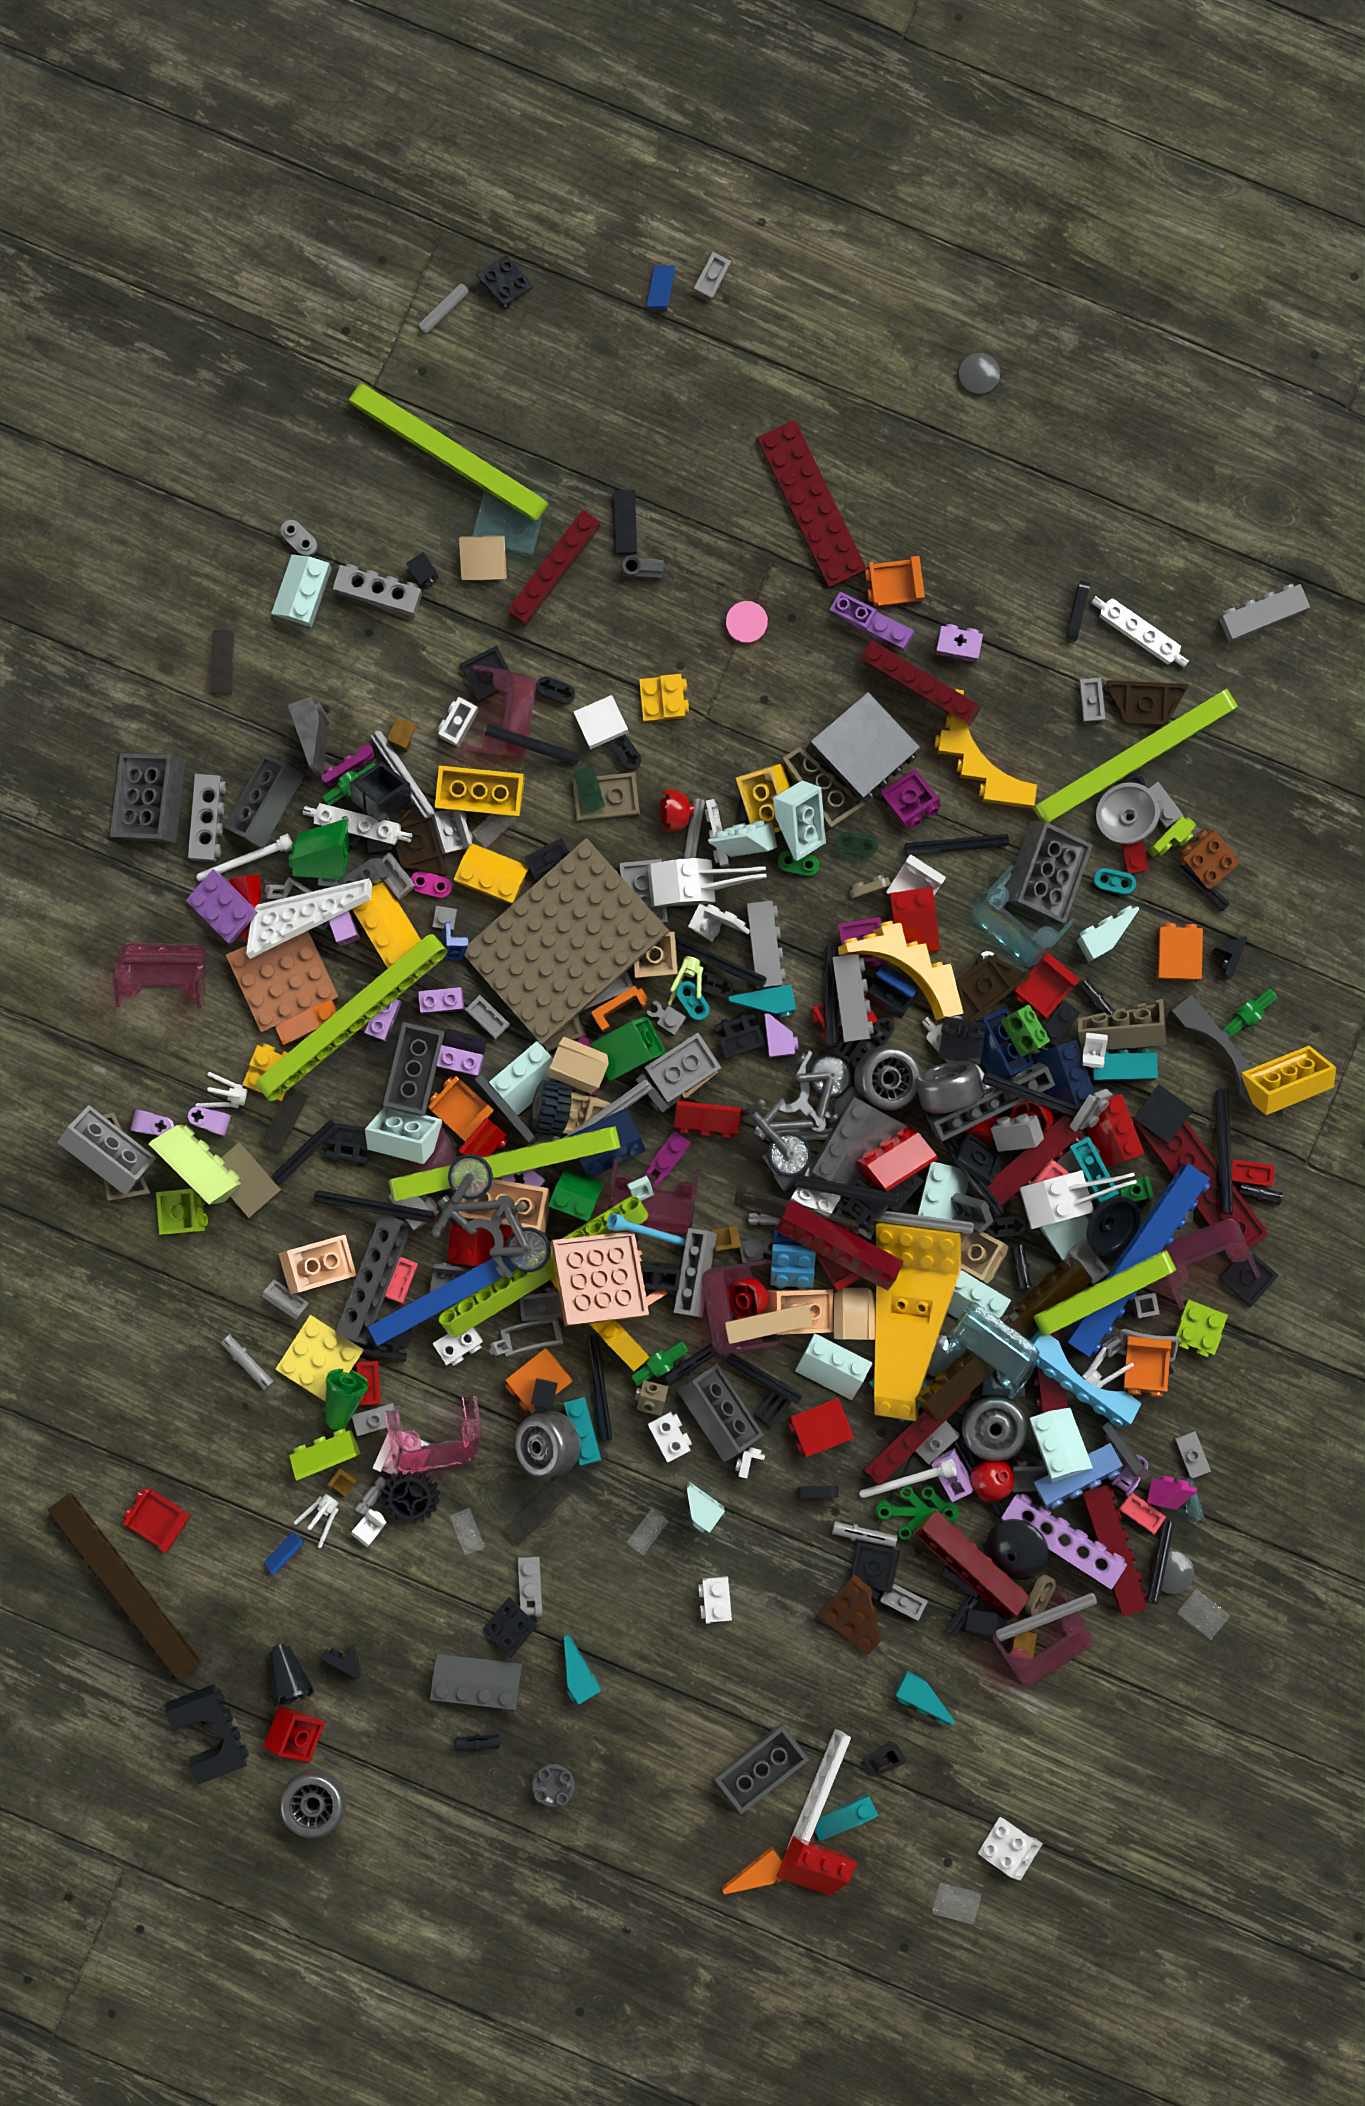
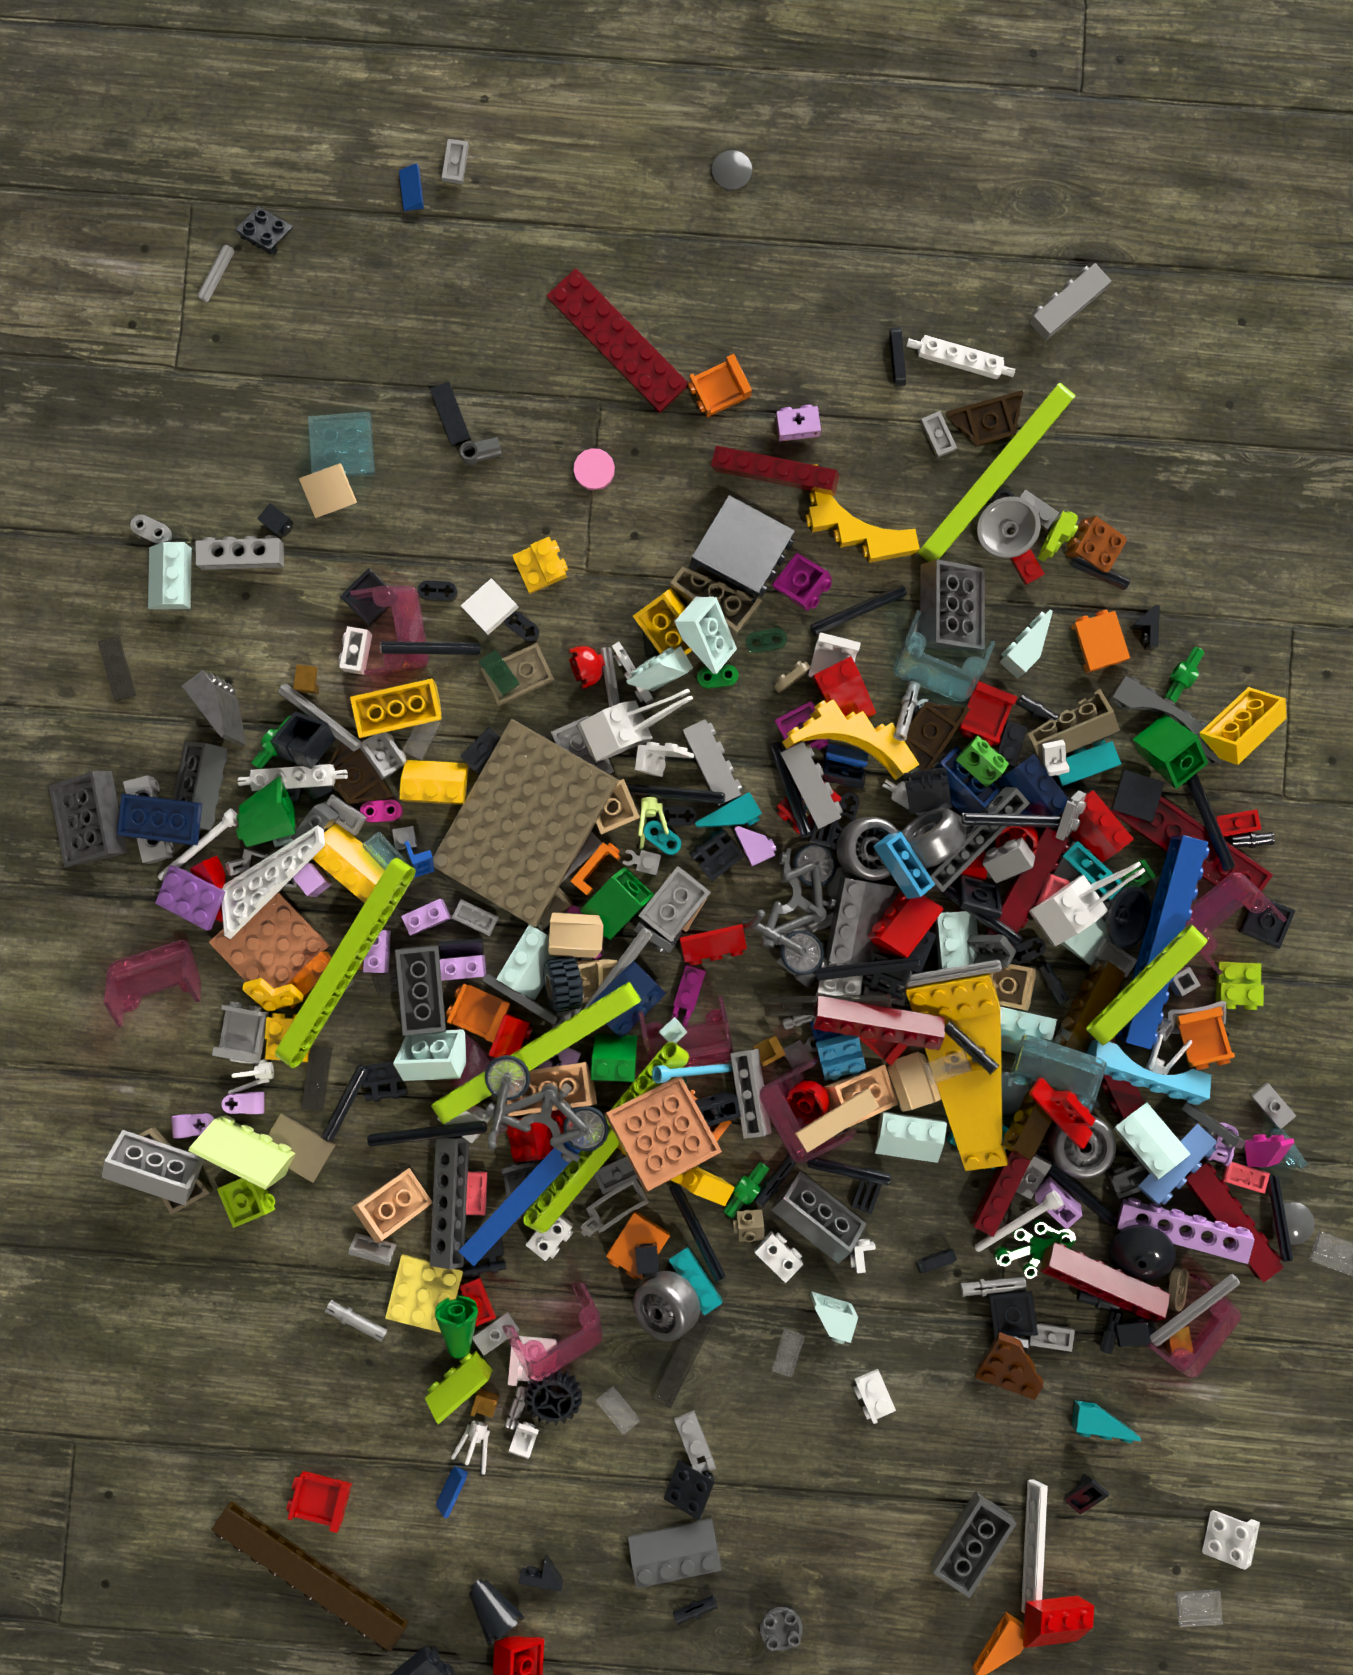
camera: 15 degrees left, 0 degrees up
(219, 822) = (159, 819): none -> dark blue tile
(229, 1052) = (242, 1033): none -> light grey panel
(269, 1029) = (272, 998): none -> yellow plate
(349, 763) = (272, 720): magenta hinge -> none
(419, 922) = (381, 850): none -> clear light blue plate
(448, 452) = (263, 403): lime beam -> none
(554, 568) = (397, 478): dark red brick -> none
(580, 1679) = (773, 1517): teal slope -> none
(820, 1427) = (918, 1199): red panel -> none
(845, 1817) = (1068, 1561): teal slope -> none
(871, 621) = (710, 430): medium lavender slope -> none
(891, 1310) = (947, 1067): none -> clear plate
(913, 1103) = (904, 865): none -> dark azure brick
(923, 1306) = (978, 1055): none -> black pin
(957, 974) = (912, 691): none -> light grey pin
(986, 1386) = (1065, 1111): none -> red bracket
(992, 1480) = (1096, 1195): red cylinder -> none
(1114, 881) = (1016, 596): teal plate -> none
(1210, 1081) = (1171, 750): none -> green slope

